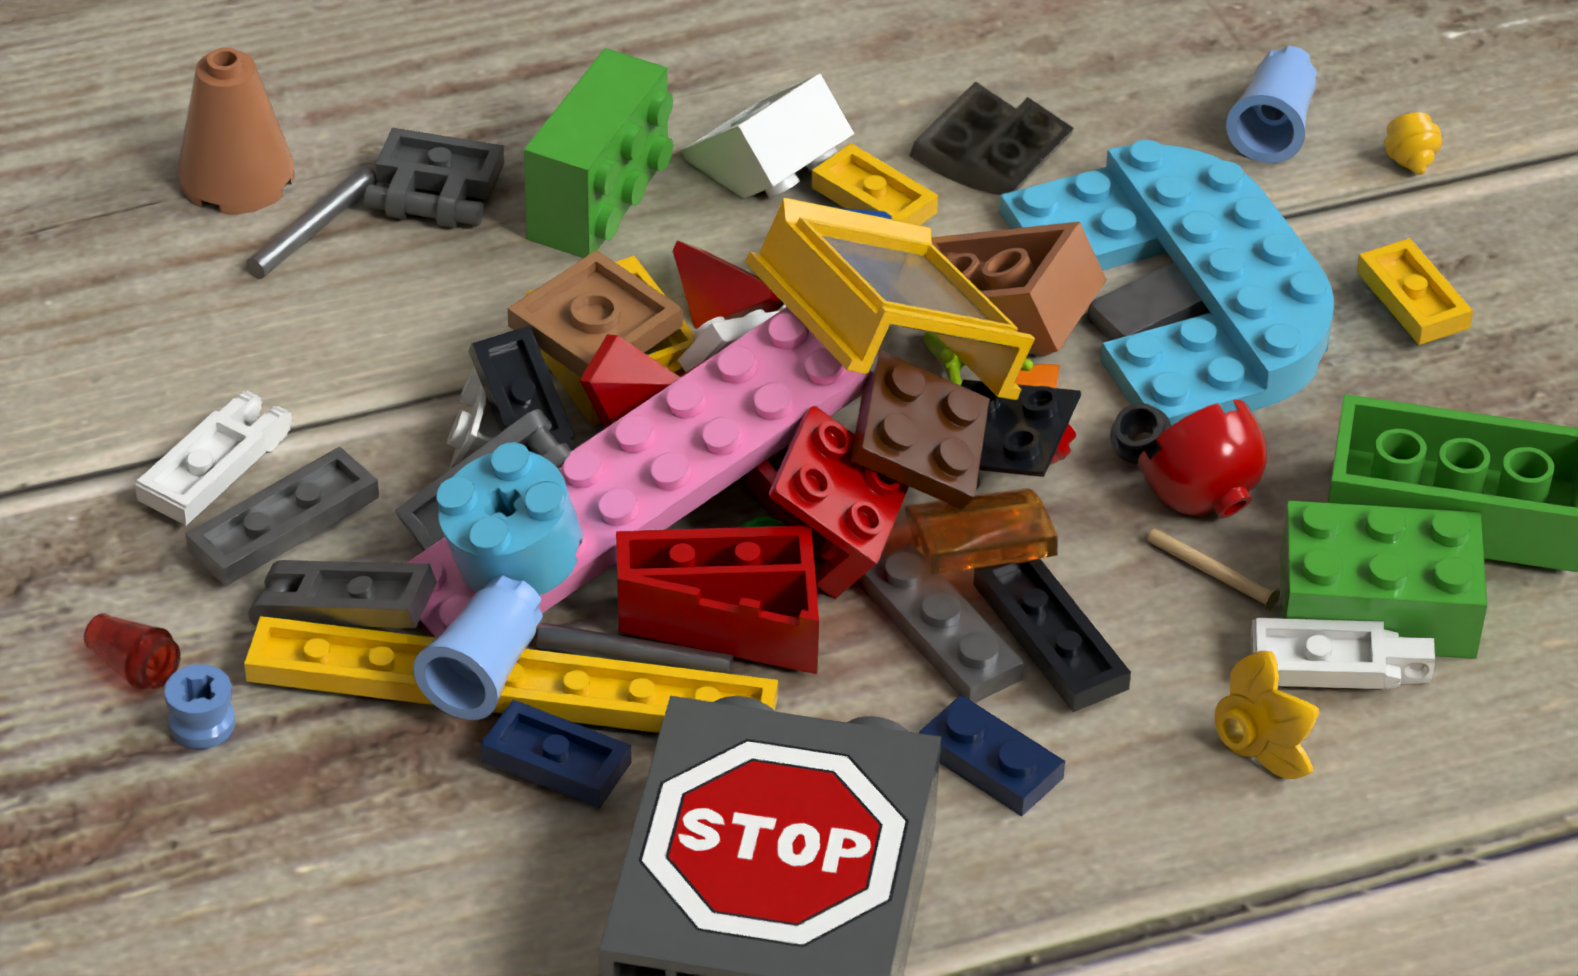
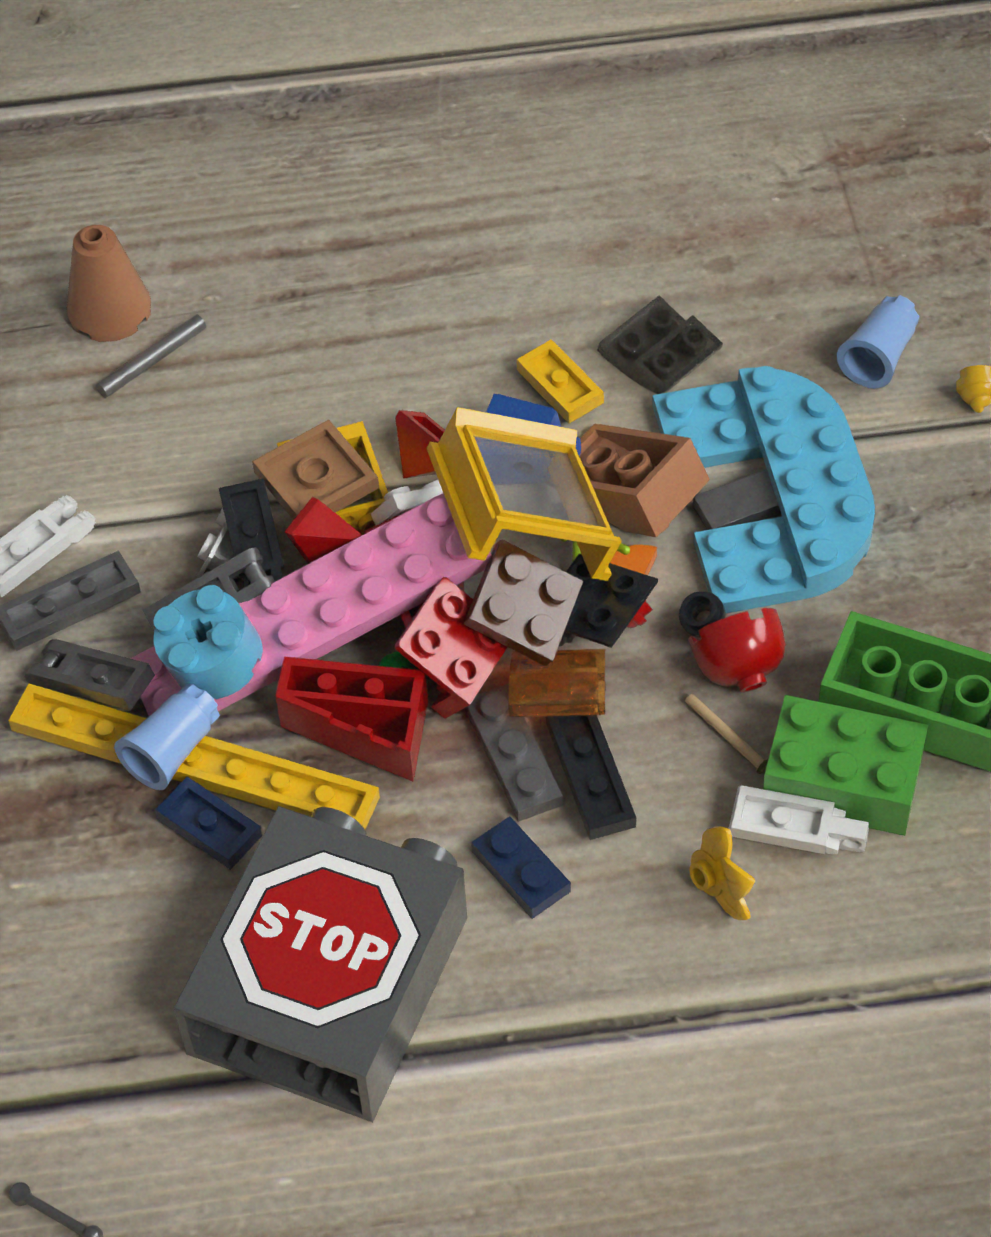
camera: 15 degrees right, 10 degrees up
(438, 164) = (249, 320): dark grey plate -> none
(597, 153) = (358, 330): bright green brick -> none
(630, 649) = (288, 744): flat silver bar -> none
(772, 140) = (494, 329): white slope -> none
(1414, 291) = (942, 517): yellow plate -> none

